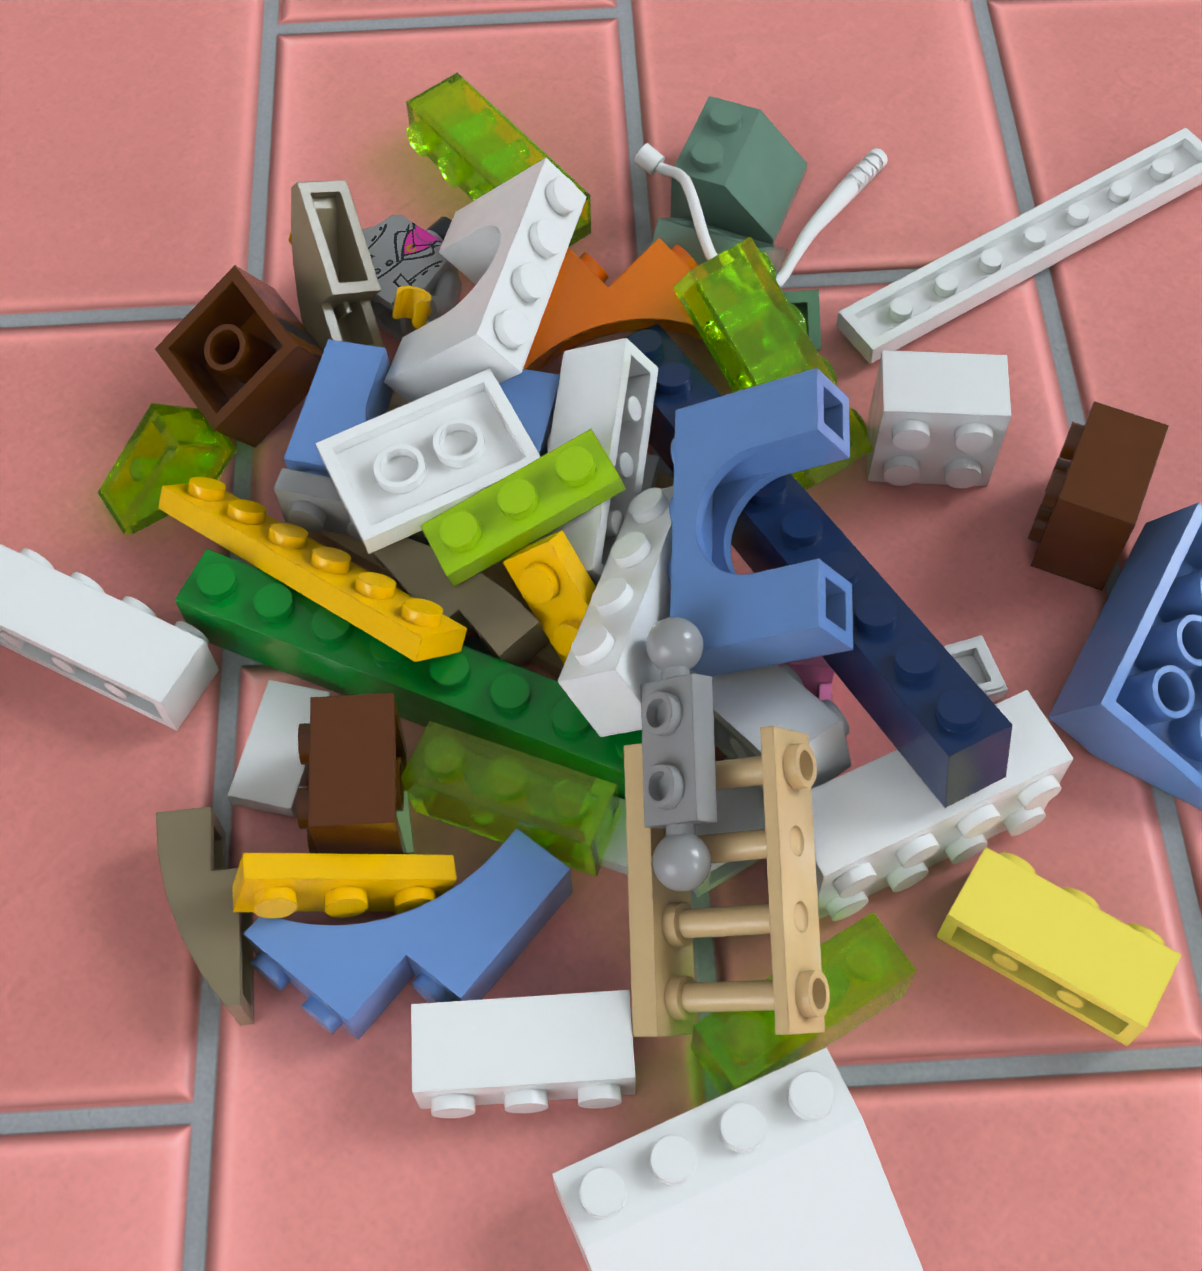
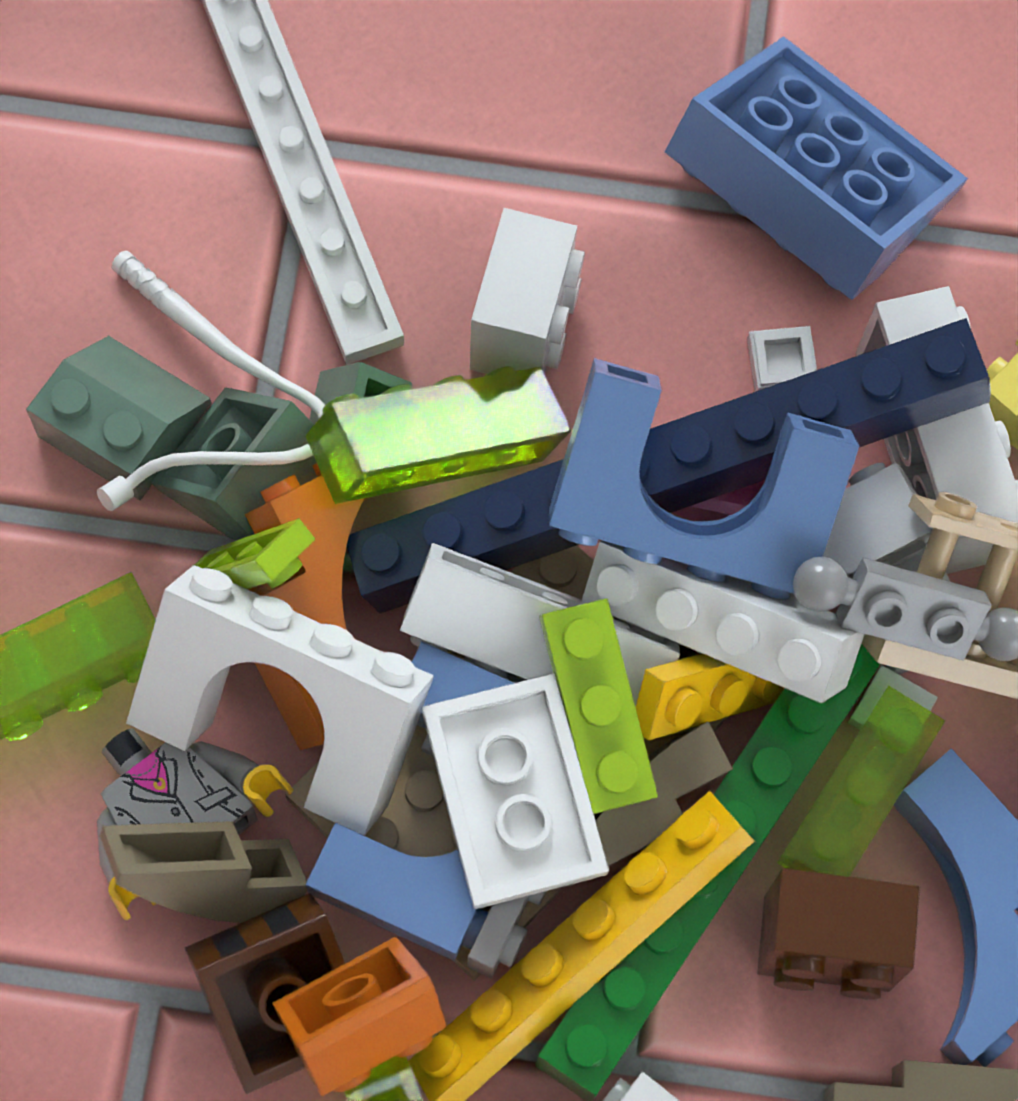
camera: 85 degrees left, 10 degrees up
(206, 385) = (362, 1016): none -> orange slope
(270, 761) = (749, 1018): white tile -> none
(339, 883) = (940, 962): yellow plate -> none
(604, 242) = (261, 557): none -> lime plate
(1095, 494) = (643, 181): reddish brown brick -> none

